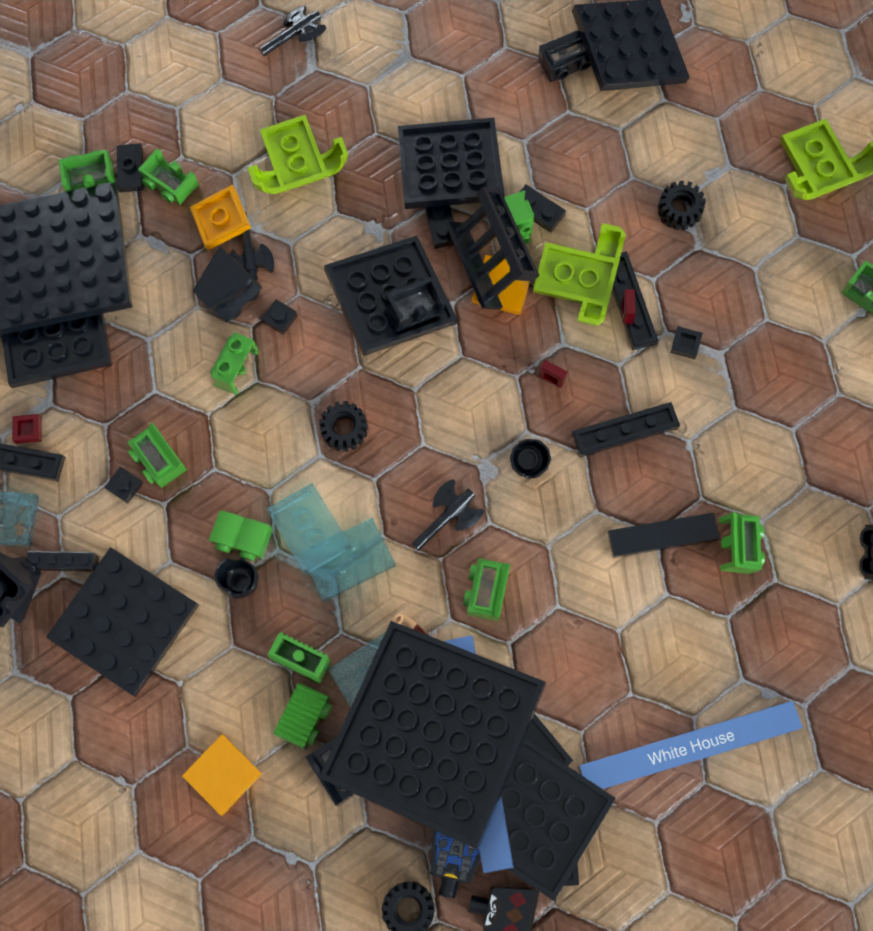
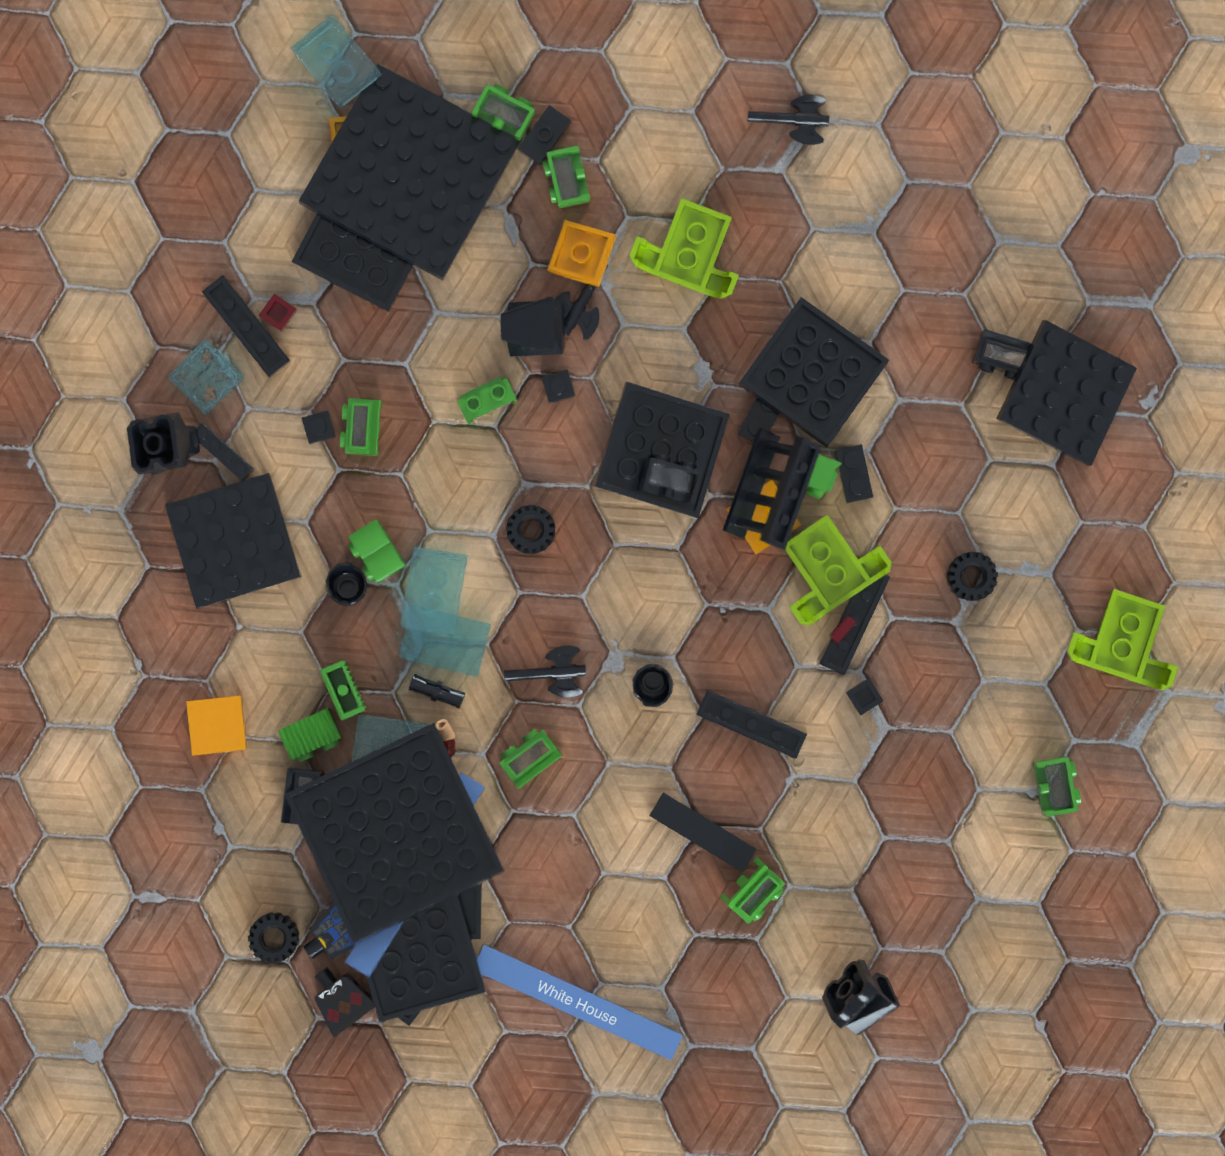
camera: 35 degrees right, 15 degrees up
(373, 600) = (436, 691): none -> black pin
(553, 374) = (733, 630): dark red tile -> none

